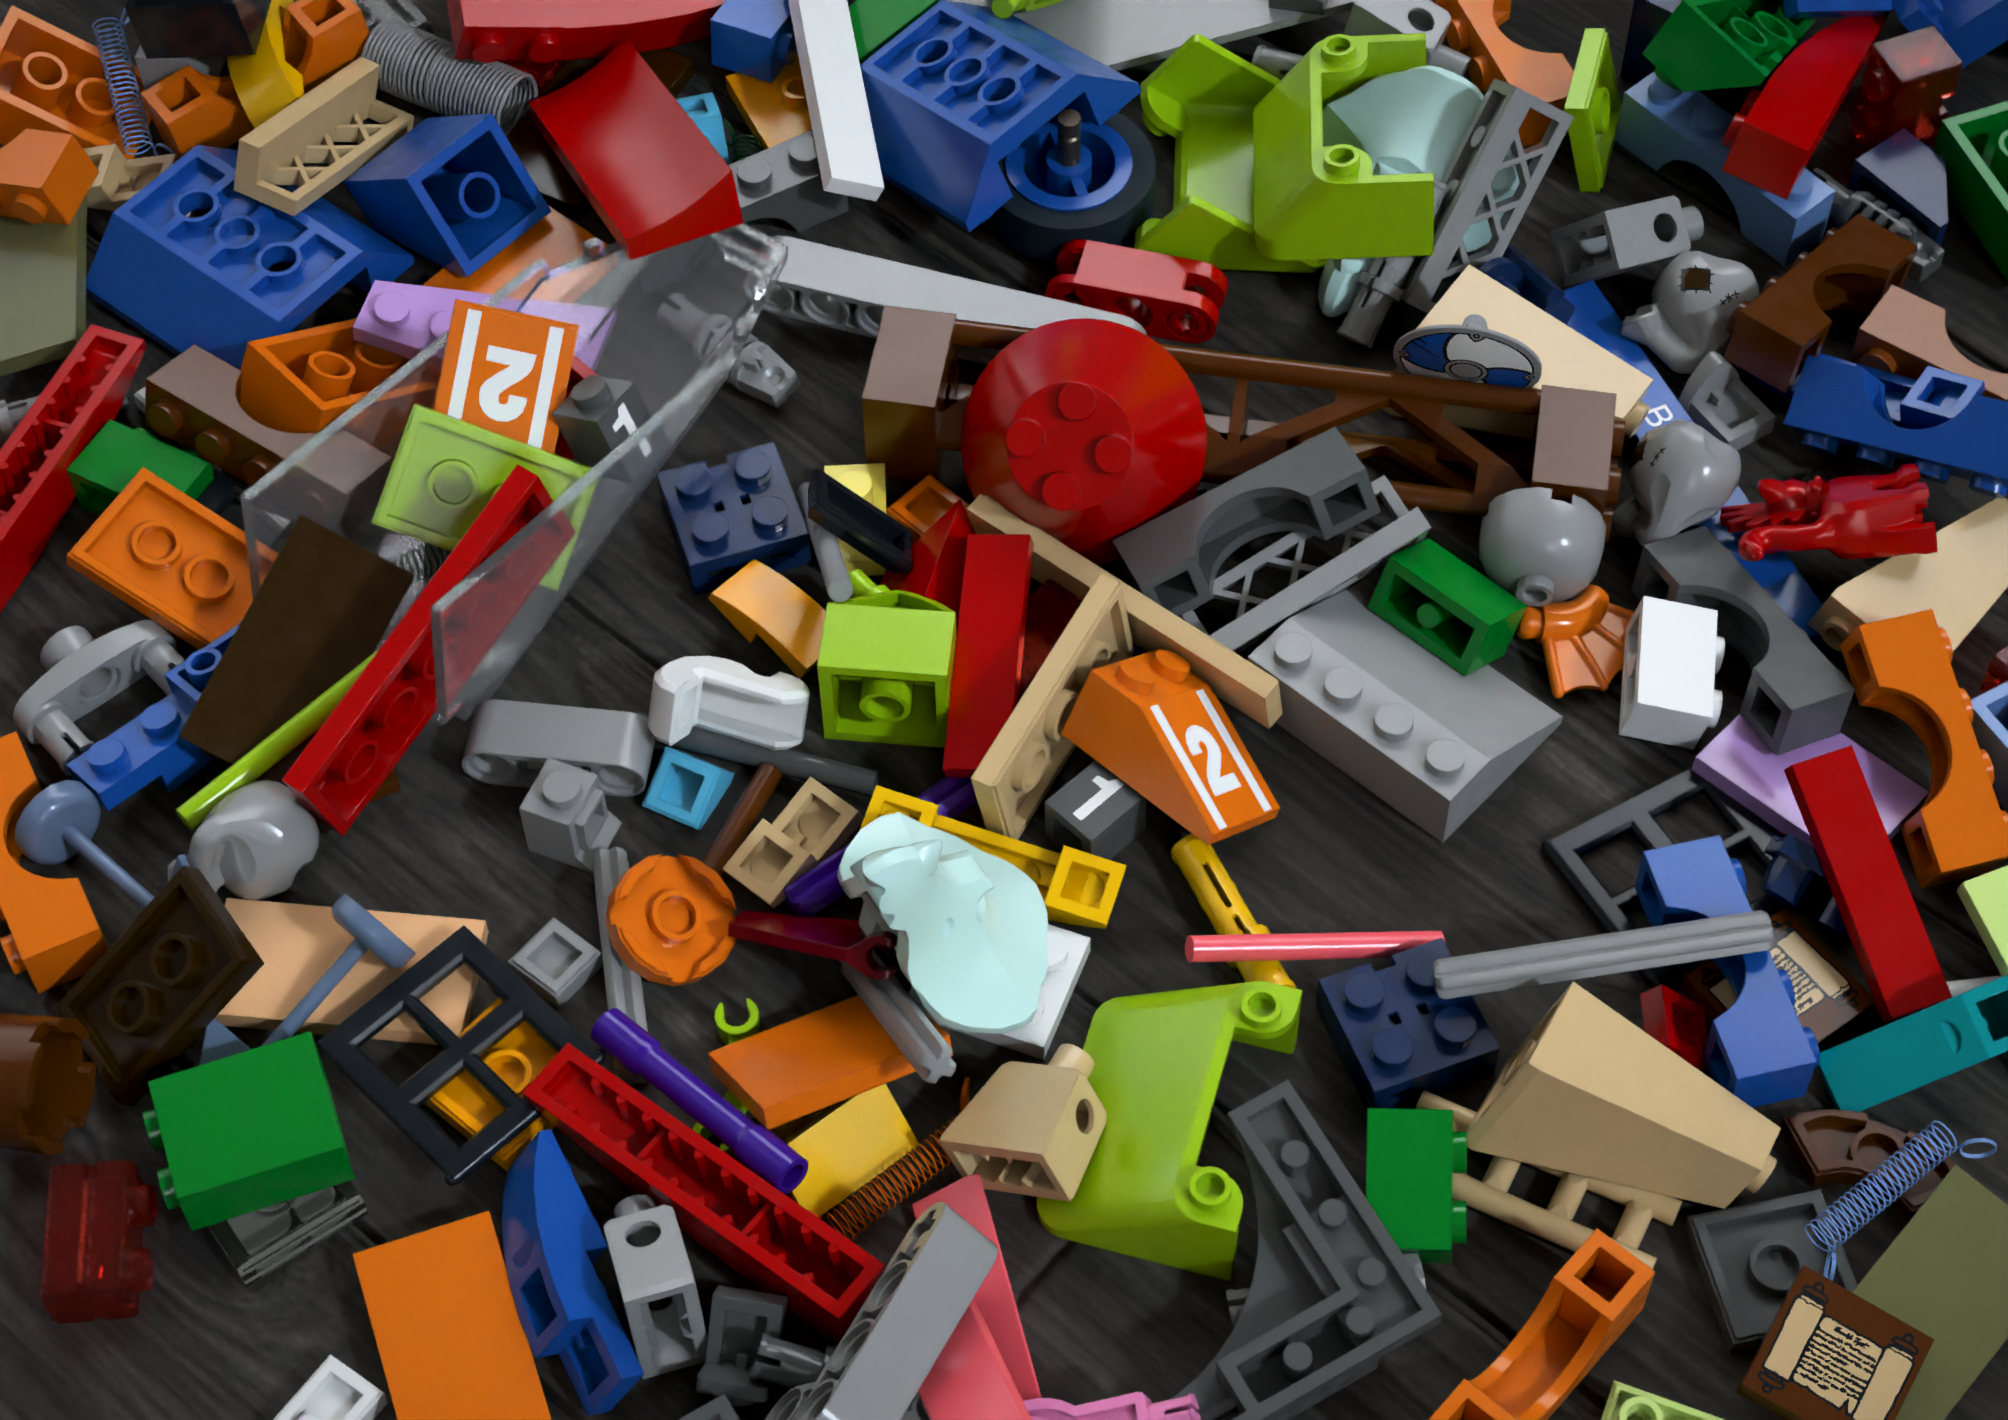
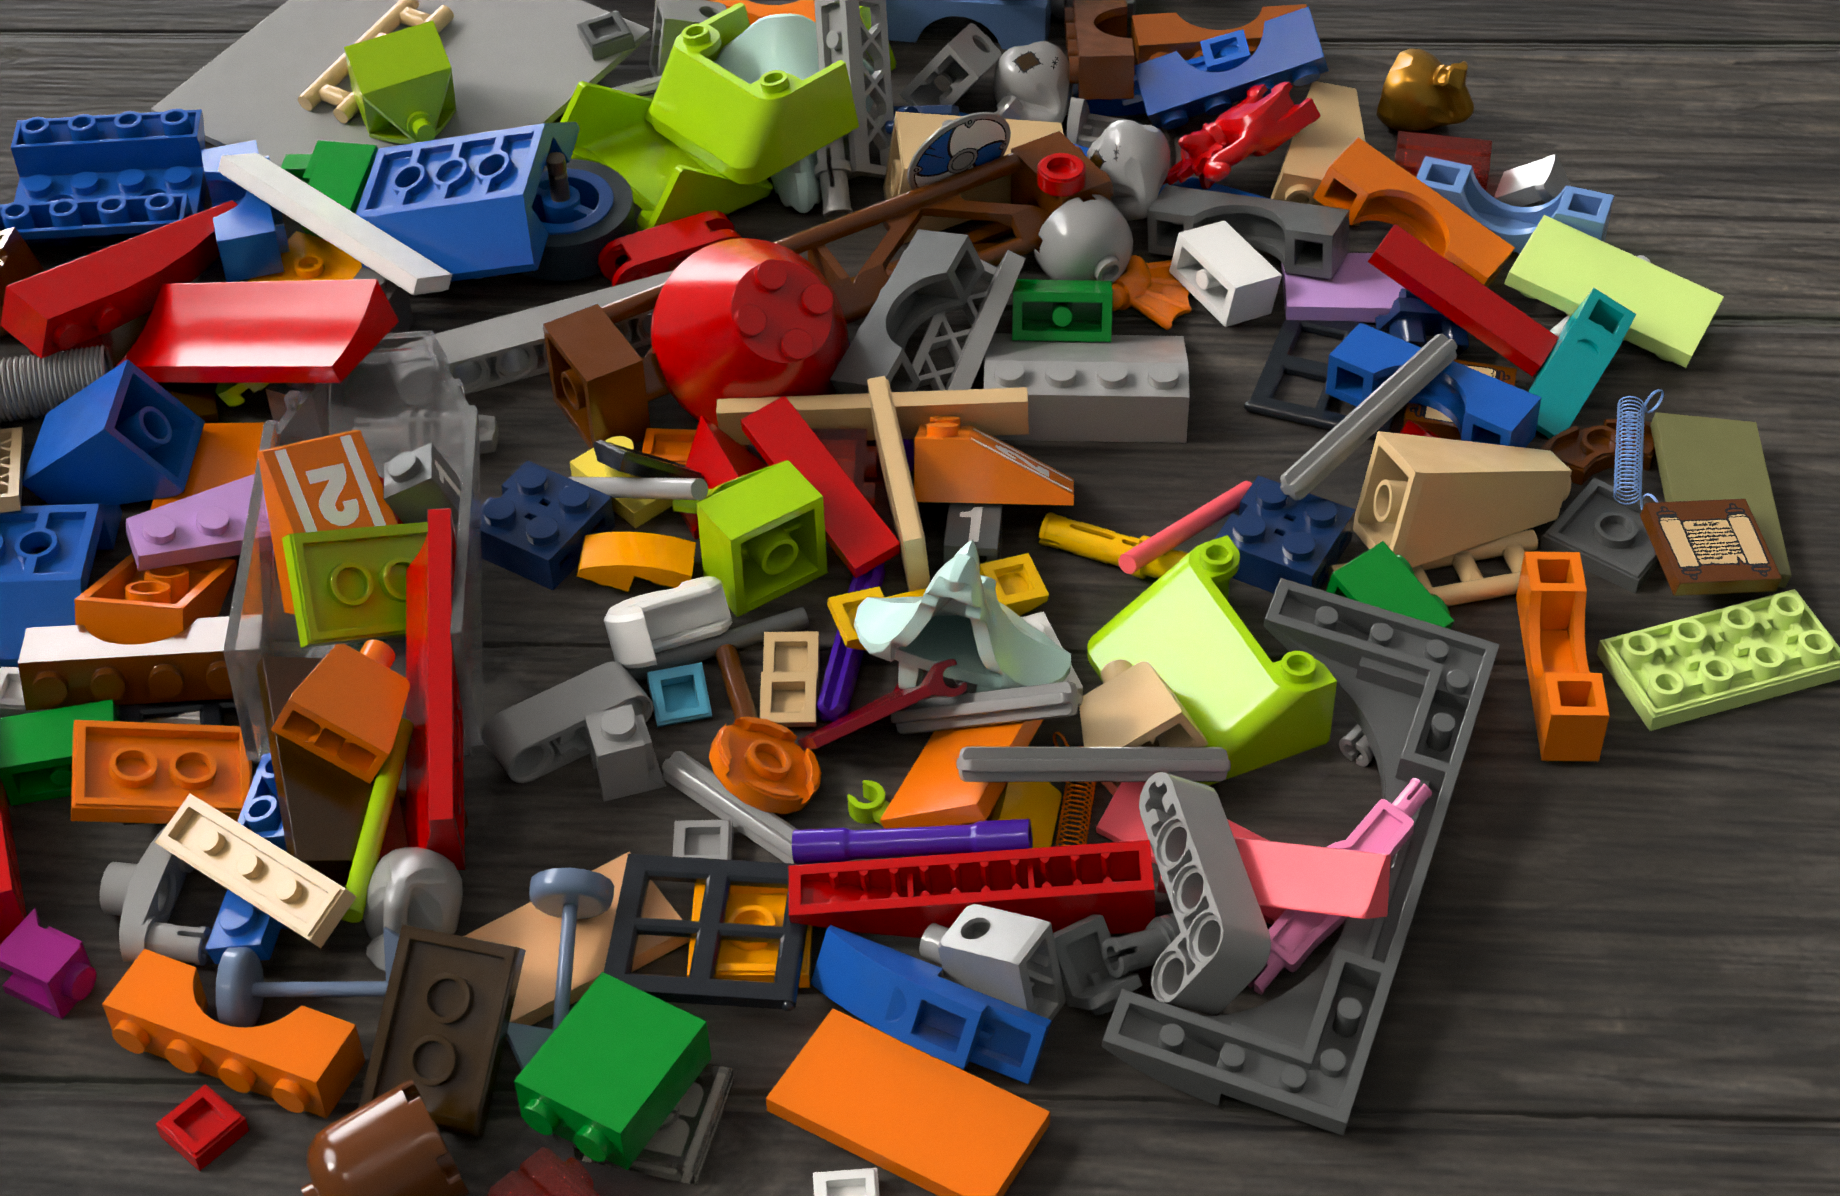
camera: 40 degrees left, 10 degrees down
(143, 722) = (256, 870): none -> tile
(333, 612) = (348, 708): none -> orange torso
(926, 1146) = (1090, 764): none -> light grey axle
(1554, 452) = (1061, 174): none -> red tile

